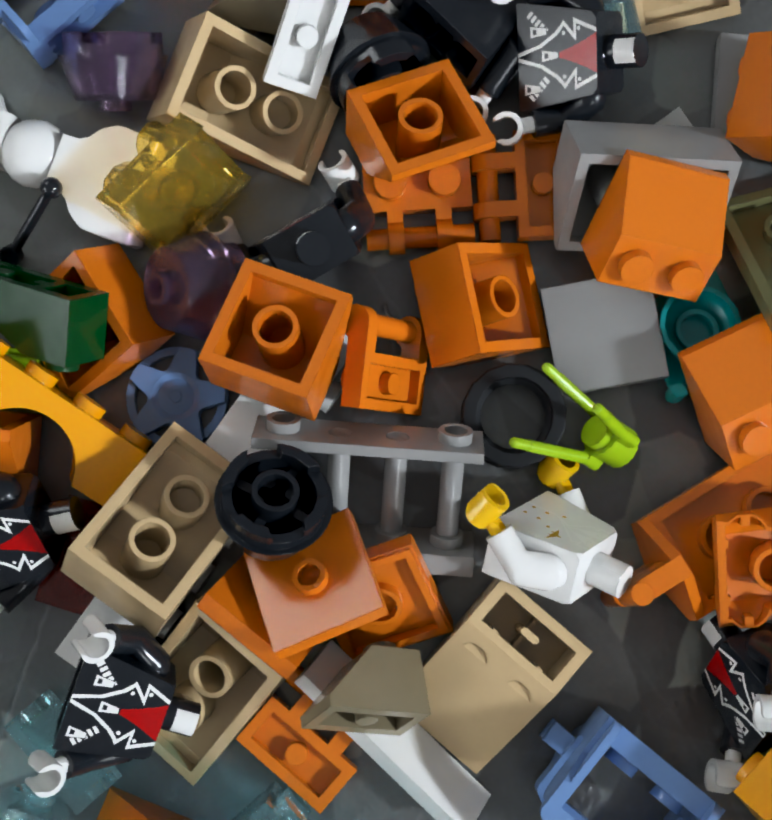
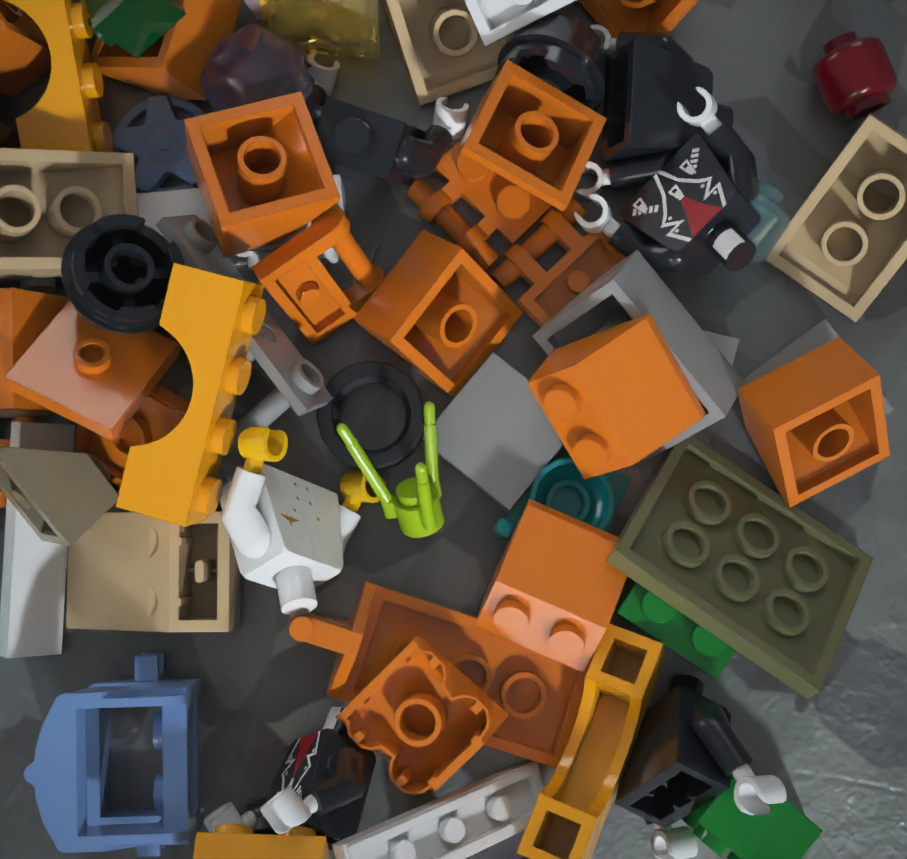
camera: 45 degrees right, 0 degrees up
(364, 465) = (214, 325): none -> light orange arch

